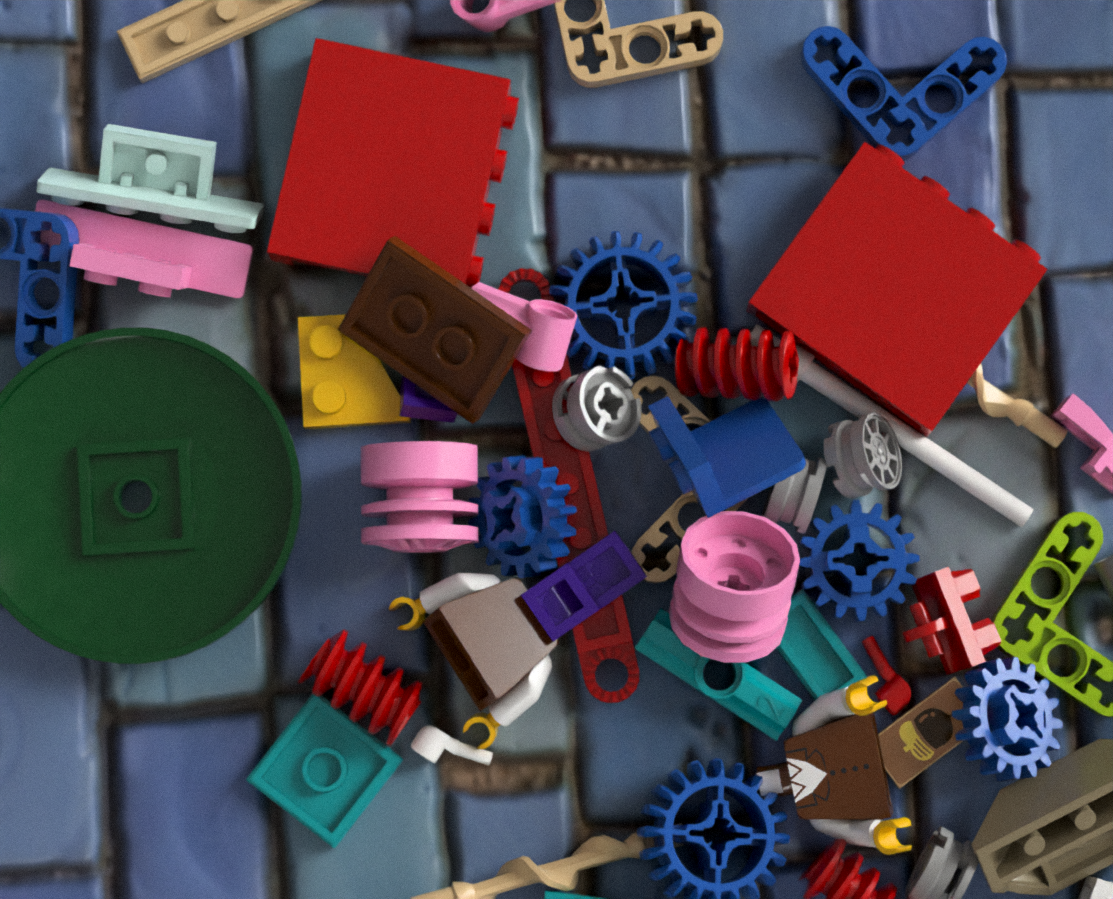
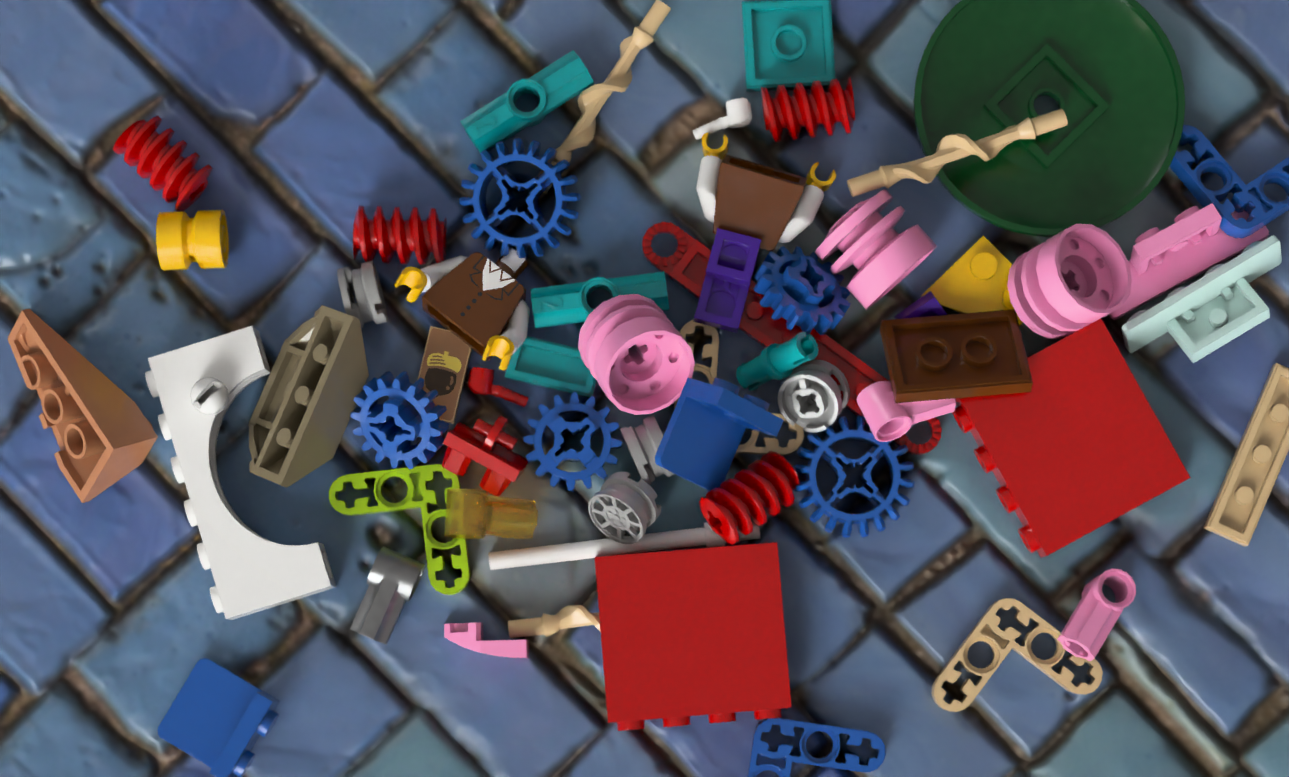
camera: 145 degrees right, 0 degrees up
(264, 524) = (954, 148): none -> tan piece
(267, 307) = (1069, 281): none -> bright pink wheel
(603, 469) = (777, 361): none -> teal pin
(1007, 566) = (477, 515): none -> clear yellow piece

